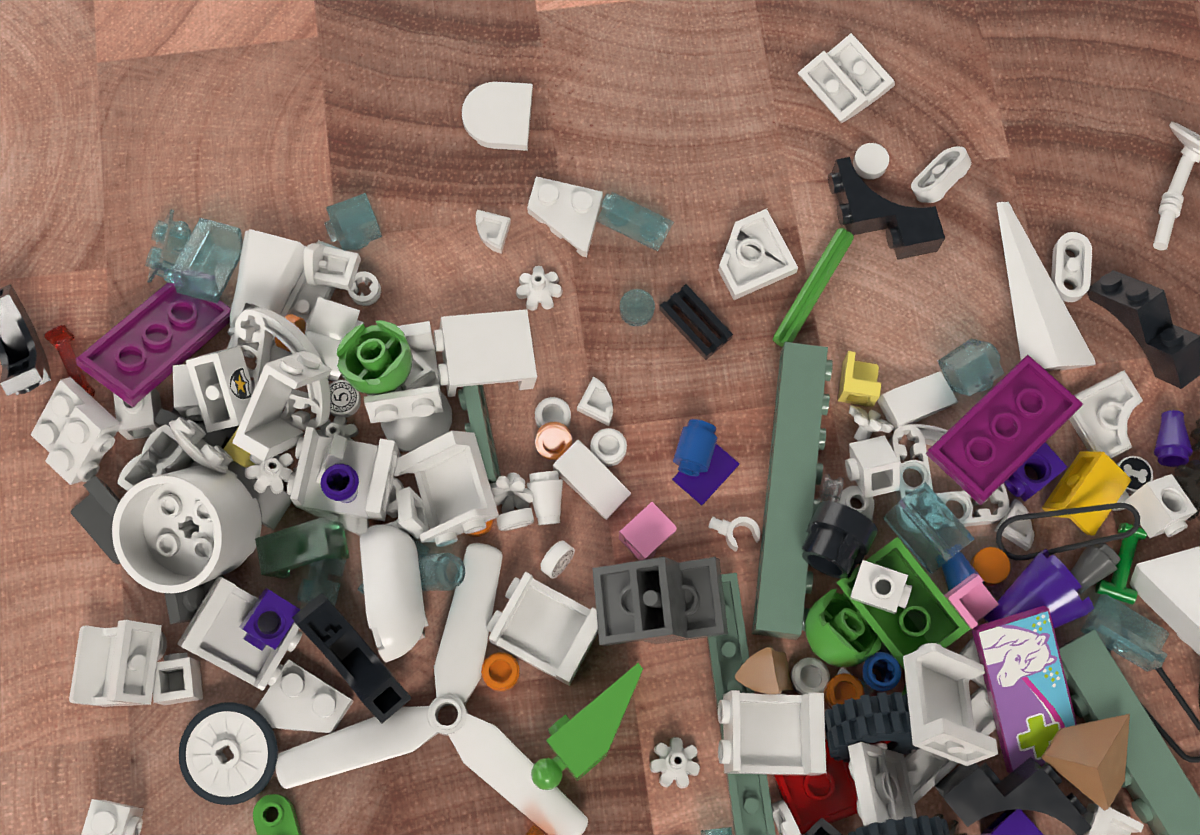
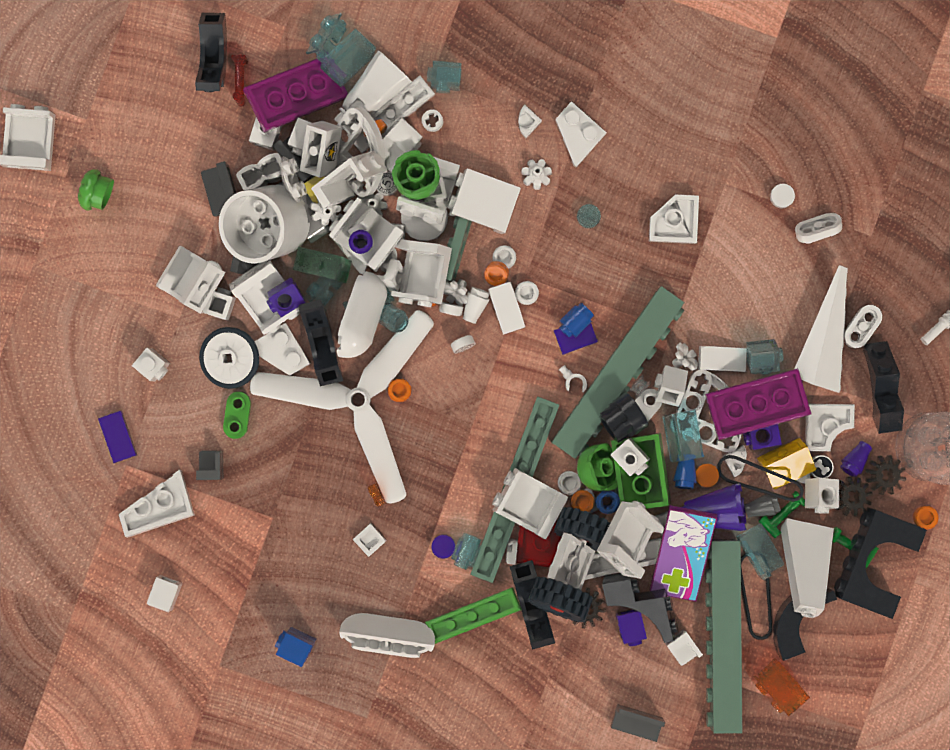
camera: 30 degrees right, 15 degrees up
(75, 432) = (224, 128): white plate -> none
(330, 266) = (418, 98): white tile -> none
(499, 115) = (570, 47): white tile -> none
(544, 628) = (436, 379): white panel -> none
(588, 735) = (427, 453): bright green slope -> none
(597, 402) = (534, 262): white tile -> none
(634, 221) = (616, 160): clear light blue hinge -> none
(647, 532) = (521, 356): bright pink panel -> none
(659, 601) = (506, 400): dark grey bracket -> none
(671, 770) = (464, 489): white plant -> none
(677, 299) = (623, 262): black tile -> none
(766, 672) = (545, 469): medium nougat tile -> none
(813, 287) = (700, 258): bright green axle -> none
(846, 78) = (798, 133): white slope -> none
(858, 382) = (694, 329): light yellow panel -> none
(861, 210) = (755, 225): black arch -> none
(971, 600) = (679, 490): bright pink panel -> none
(1092, 757) = (696, 606): medium nougat slope -> none

